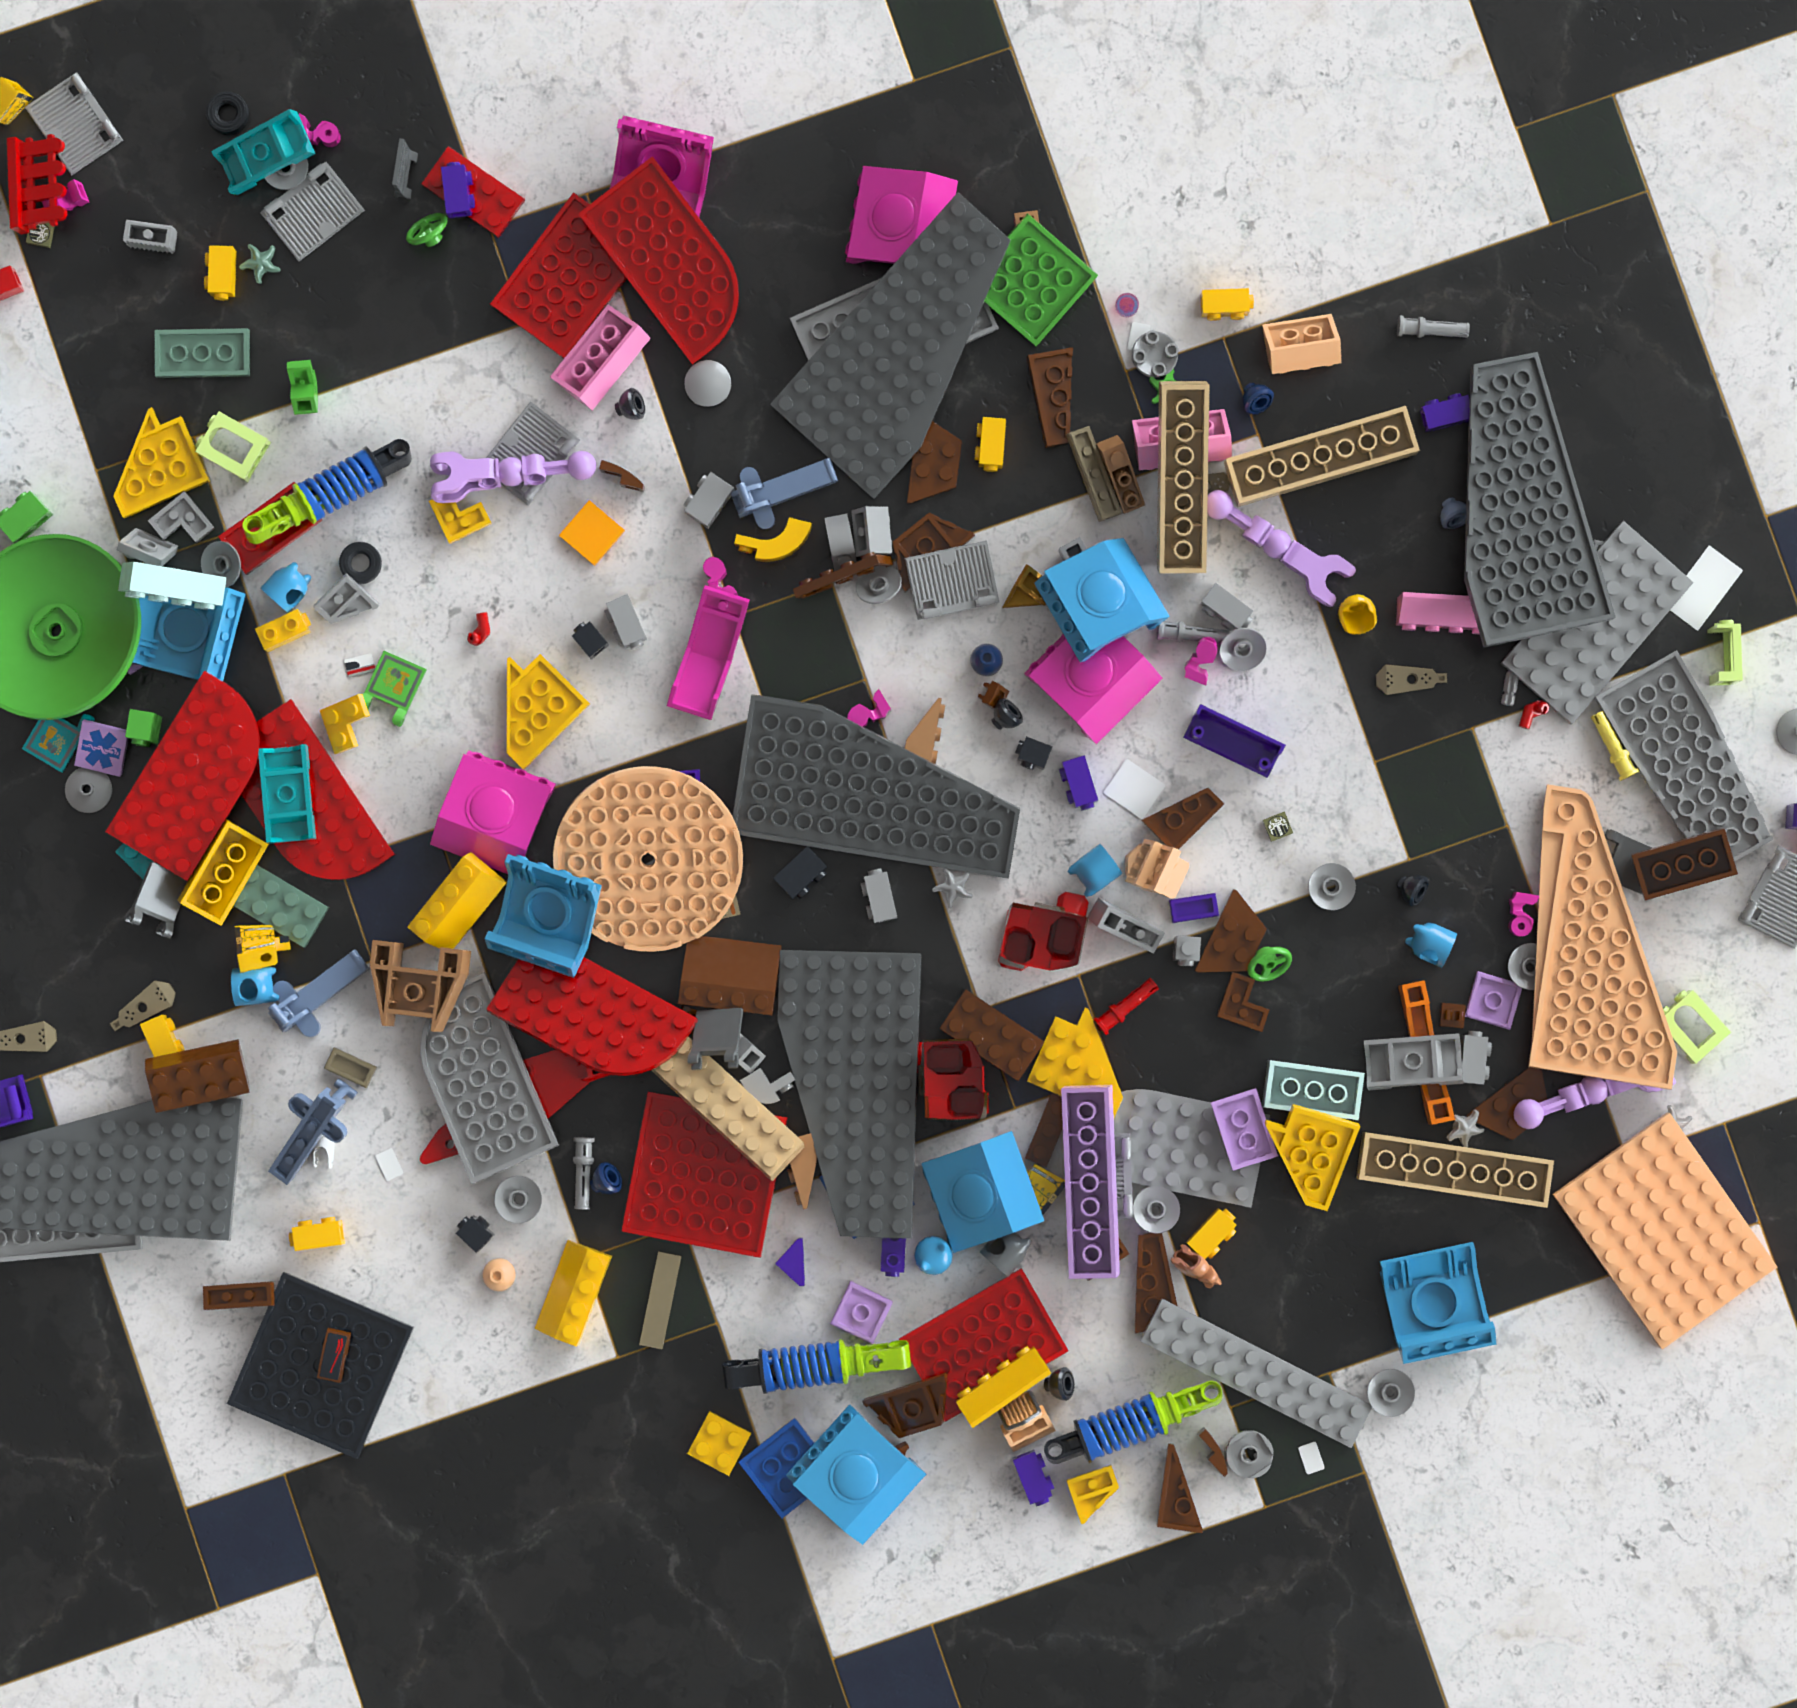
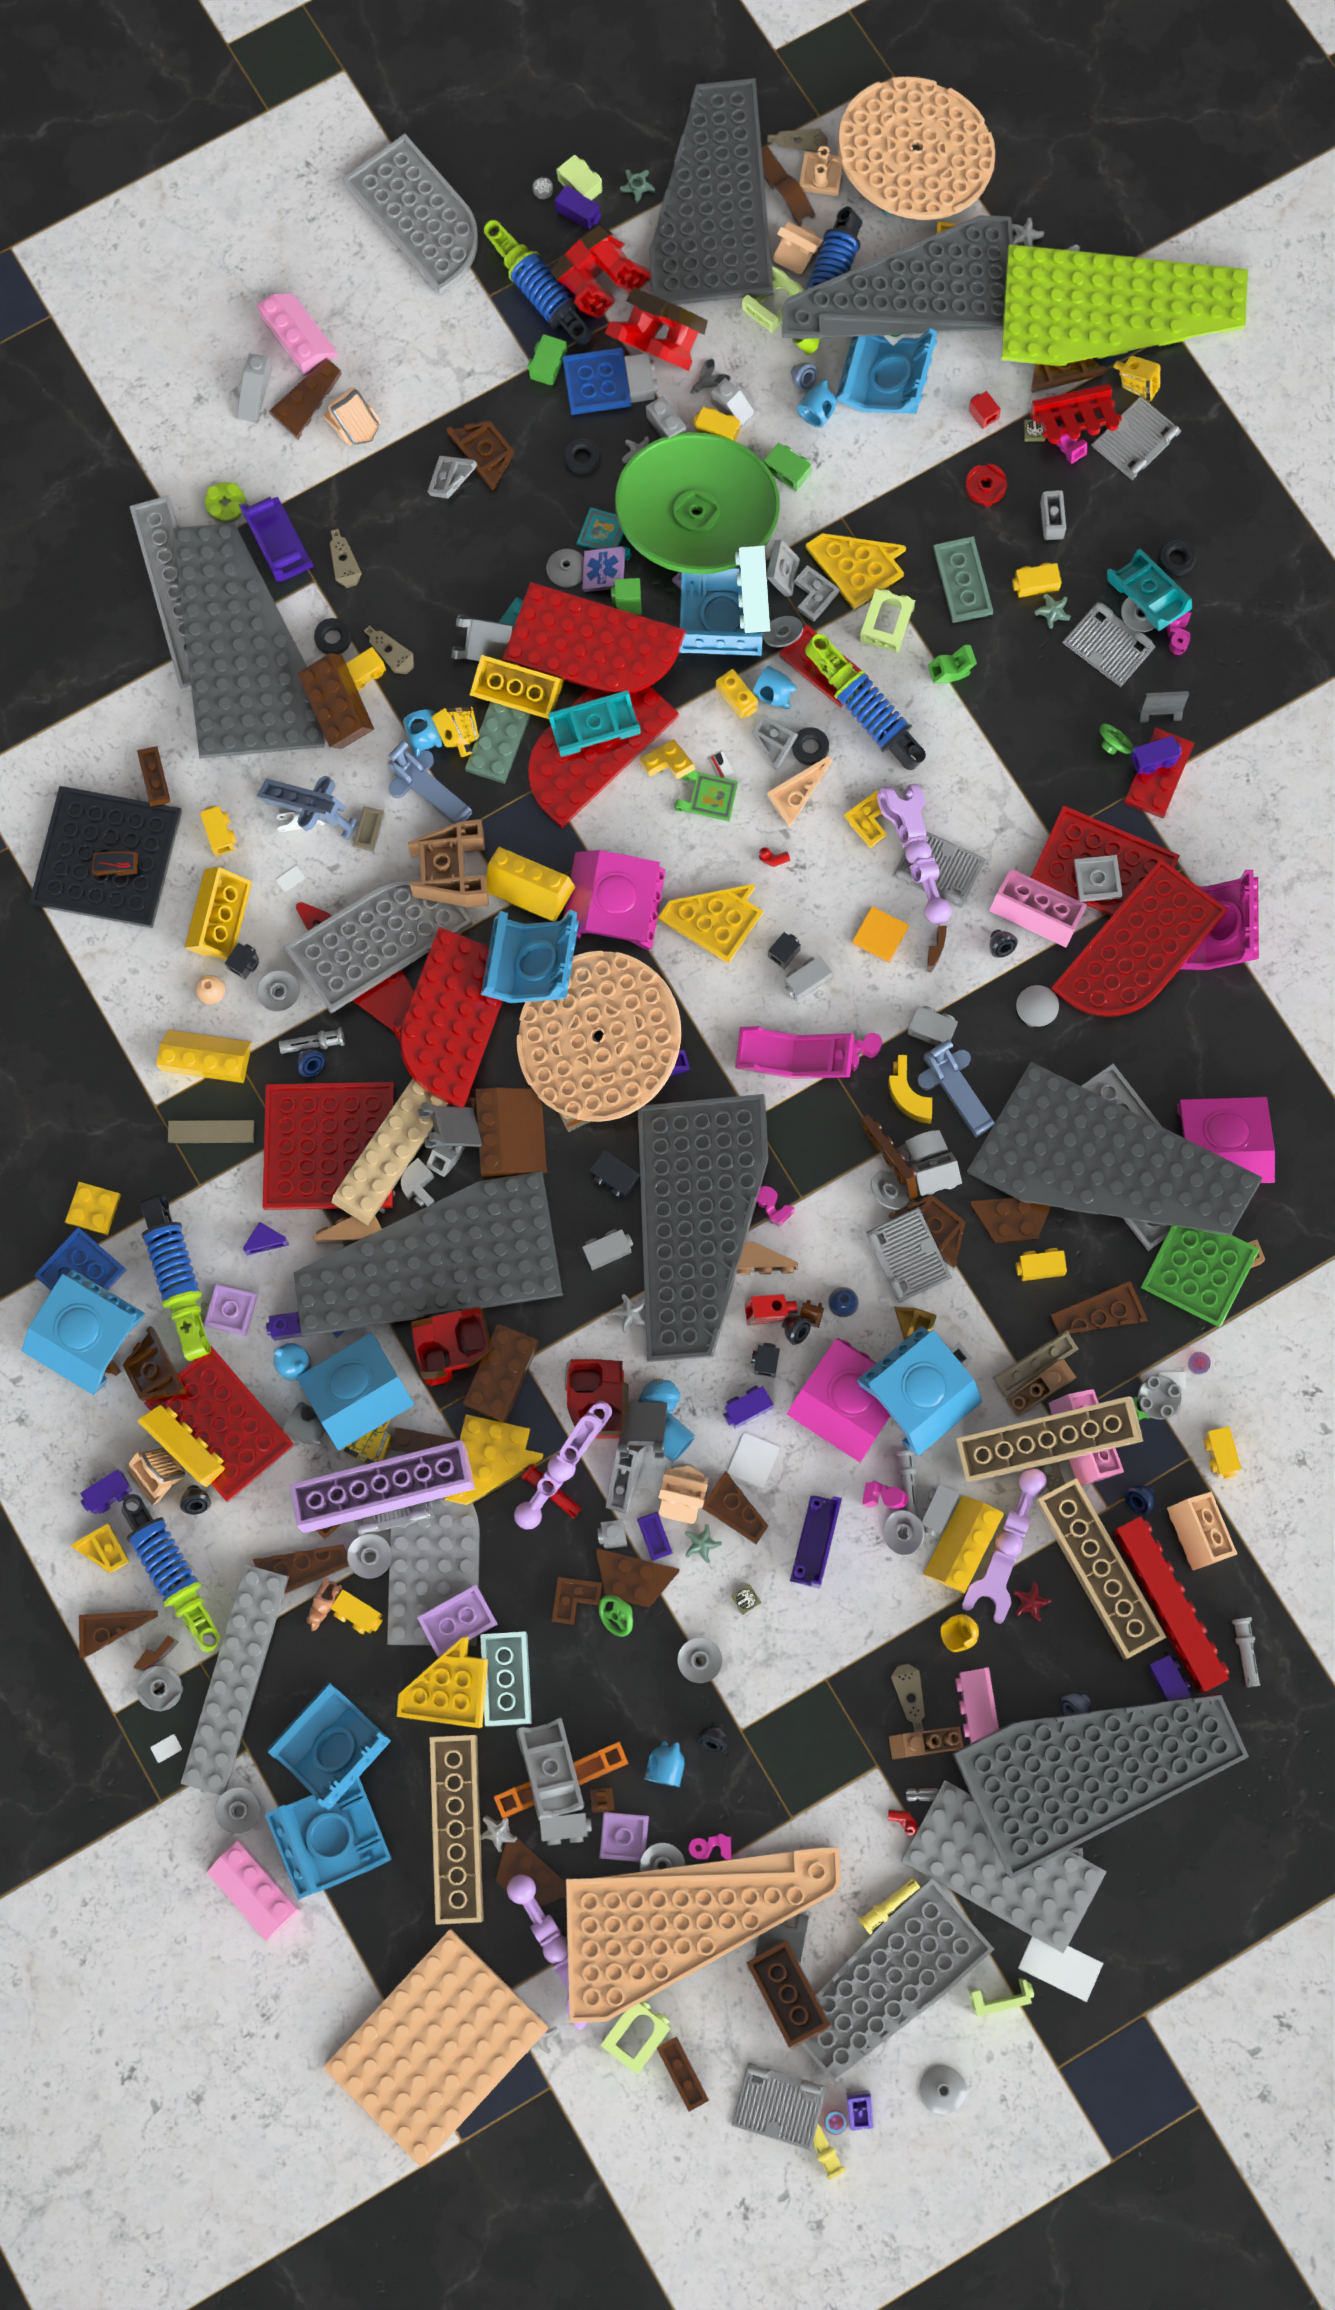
camera: 80 degrees right, 10 degrees down
(95, 315) = (983, 495): none -> red plate
(126, 1075) = (332, 624): none -> black tyre
(412, 593) = (794, 793): none -> light nougat wing
(415, 1251) = (218, 913): none -> yellow slope
(582, 286) = (1097, 878): none -> light grey plate
(981, 744) = (760, 1309): none -> red torso
(1049, 873) = (661, 1391): none -> dark azure hair
(1083, 894) = (644, 1427): none -> dark grey flag
(1109, 987) = (562, 1465): none -> lavender piece
(1212, 860) = (701, 1543): none -> sand green animal
(1267, 590) = (963, 1544): none -> yellow slope
(1339, 535) = (1031, 1602): none -> dark red animal
(1344, 1286) = (328, 1745): none -> dark azure panel
(1372, 394) = (1170, 1605): none -> red brick
(1460, 674) = (925, 1742): none -> medium nougat slope
(1474, 1390) = (253, 1890): none -> bright pink slope
(1737, 987) = (682, 2074): none -> reddish brown plate

